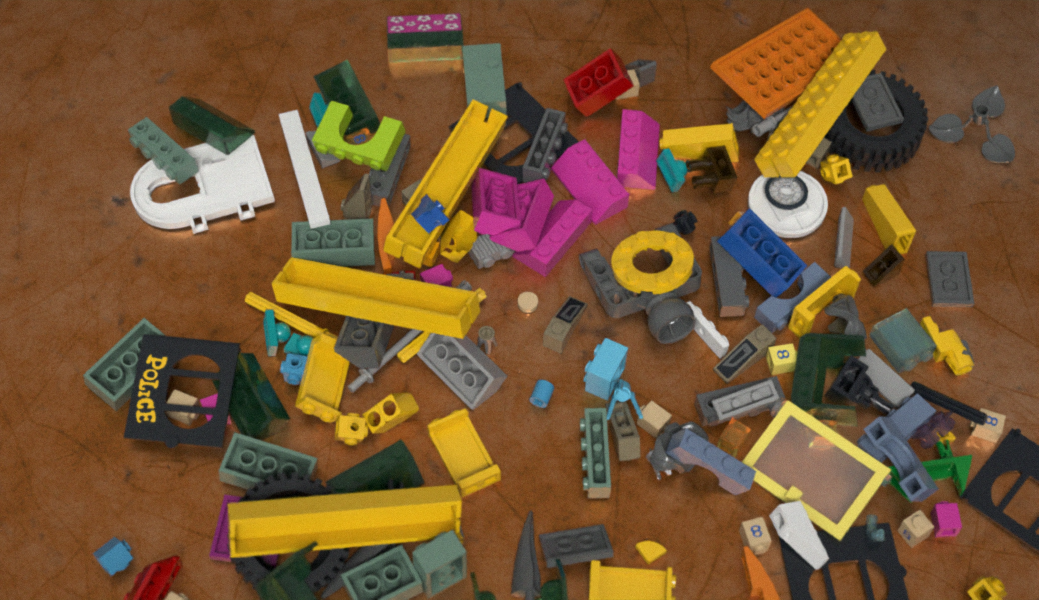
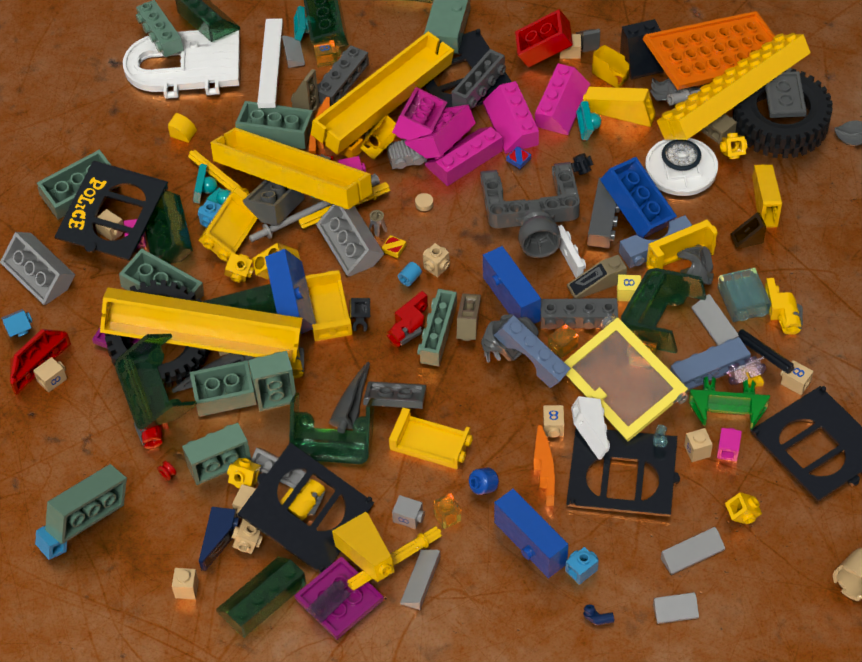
camera: 20 degrees right, 5 degrees down
(113, 479) = (36, 267): none -> light grey slope
(226, 268) = (181, 128): none -> yellow brick
(375, 153) = (332, 58): lime arch -> none
(422, 446) = (290, 287): none -> blue brick
(430, 214) = (356, 111): blue brick -> none
(503, 451) = (359, 310): none -> black brick
(512, 363) = (394, 246): none -> yellow tile
(560, 452) = (408, 320): none -> red plate
(563, 324) = (447, 224): dark tan slope -> none
(566, 370) = (436, 259): none -> tan brick
(605, 368) = (467, 263): medium azure brick -> none
(612, 227) = (518, 157): none -> blue tile
(622, 393) = (478, 286): medium azure plant -> none
(650, 550) = (459, 414): yellow tile -> none
(654, 419) = (496, 308): tan brick -> none
(658, 383) = (511, 285): none -> blue brick
(660, 282) = (556, 197): yellow plate -> none
(674, 99) = (608, 61): none -> yellow piece
(699, 80) = (636, 53): none -> black slope
(718, 170) = (626, 126): dark brown brick -> none
(745, 401) = (579, 311): light grey slope -> none
(844, 239) = (722, 203): light grey slope -> none
(856, 388) = (686, 322): black brick -> none
(913, 475) = (694, 362): sand blue arch -> none
(949, 279) = (807, 255): dark grey tile -> none

